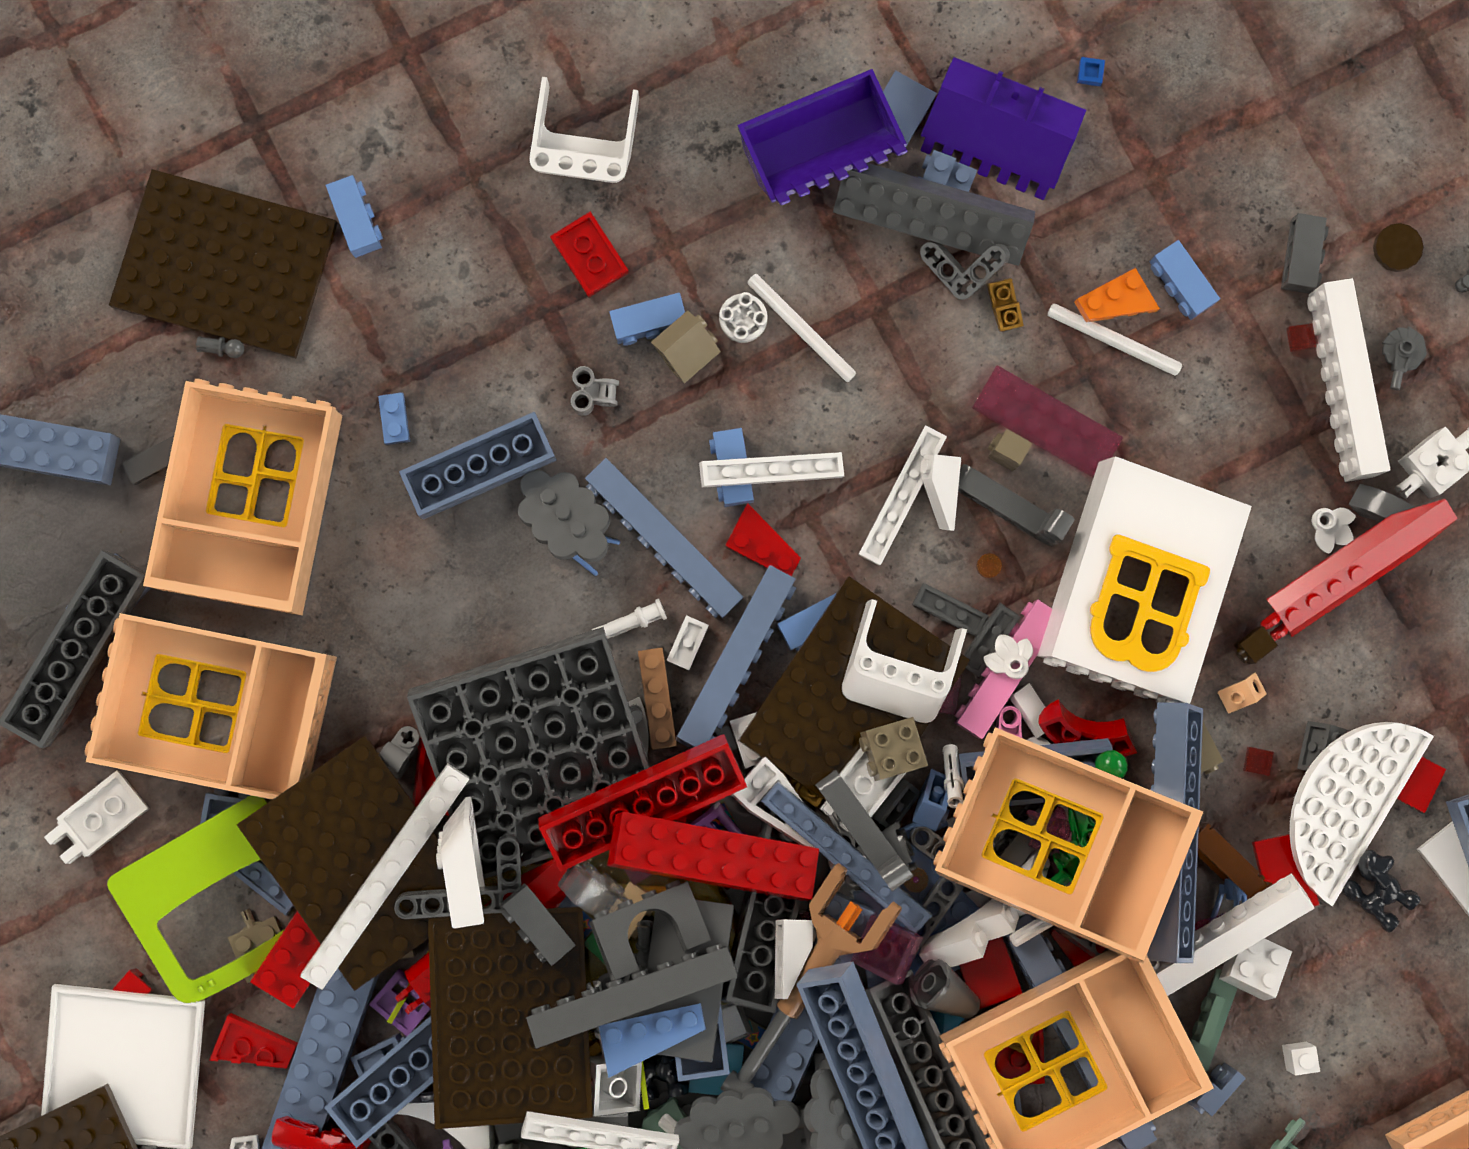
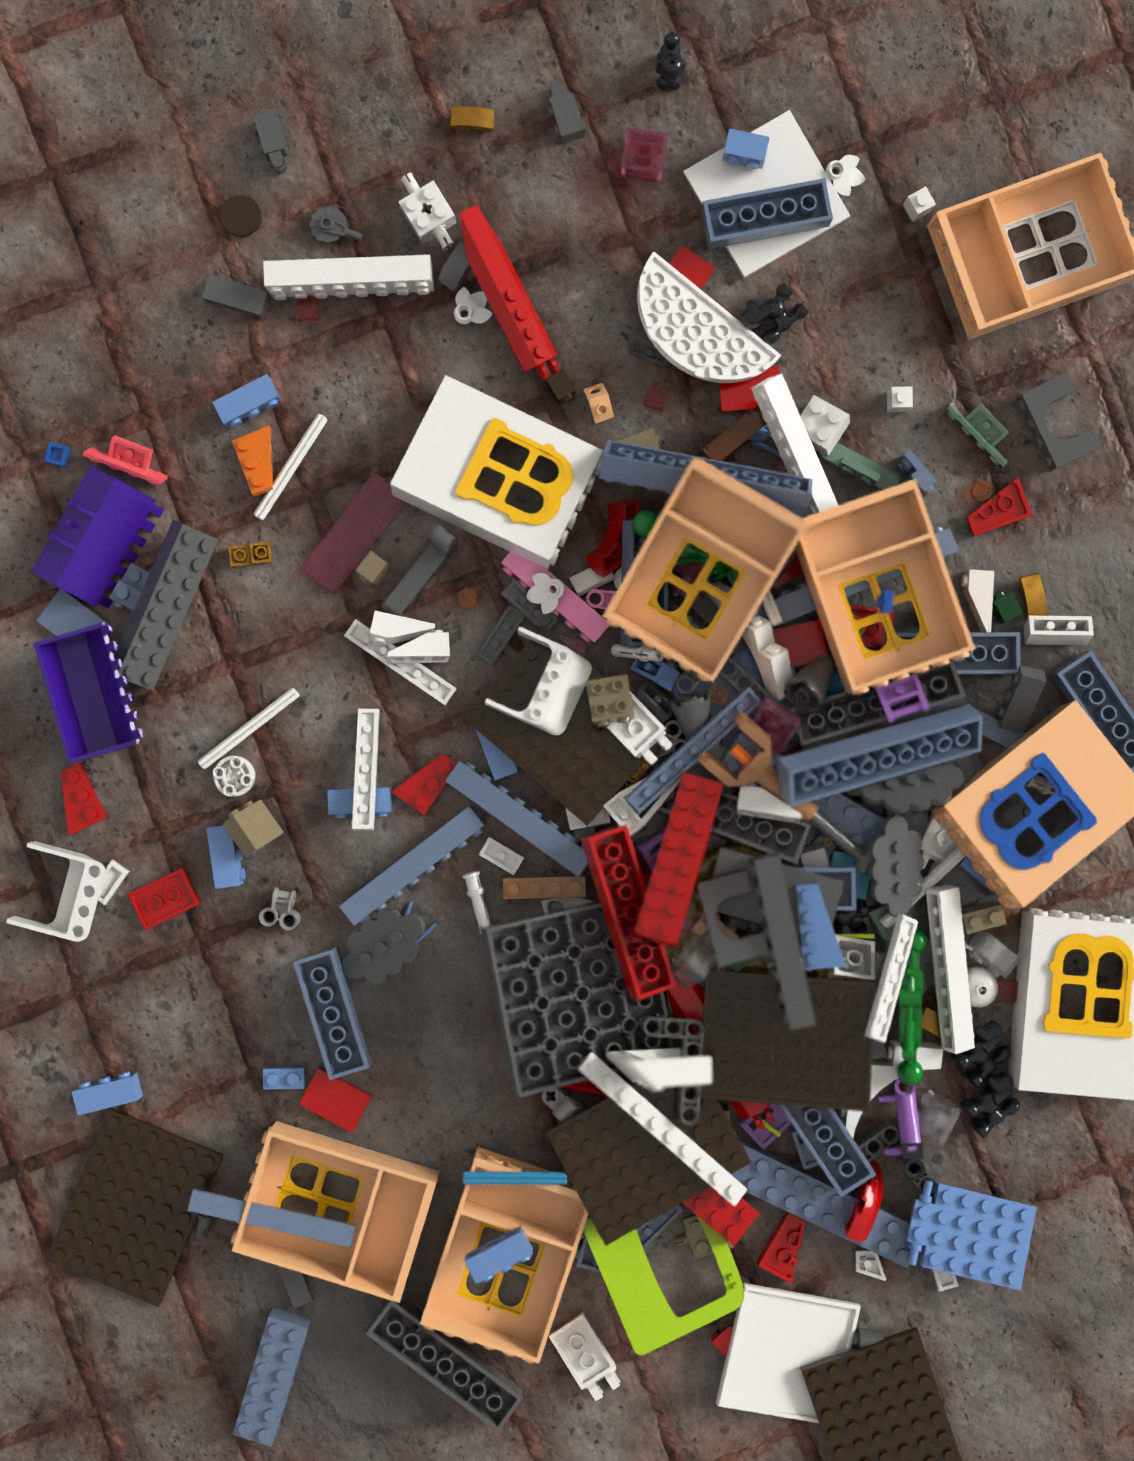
camera: 80 degrees left, 5 degrees up
(212, 697) = (498, 1255): none -> medium blue brick
(229, 424) = (272, 1218): none -> sand blue tile
(306, 705) = (515, 1178): none -> dark azure axle
(374, 482) = (335, 1100): none -> red tile
(536, 925) = (717, 1010): dark grey brick -> none
(604, 192) = (112, 880): none -> white tile
(693, 145) = (80, 800): none -> red wing
(864, 830) = (701, 718): dark grey beam -> none
(922, 521) = (425, 649): none -> white slope
(950, 1102) = (899, 692): none -> medium lavender plate
(960, 275) = (219, 589): dark grey beam -> none
(1060, 1069) = (885, 602): none -> blue plate
(1098, 153) = (129, 458): none -> coral bracket

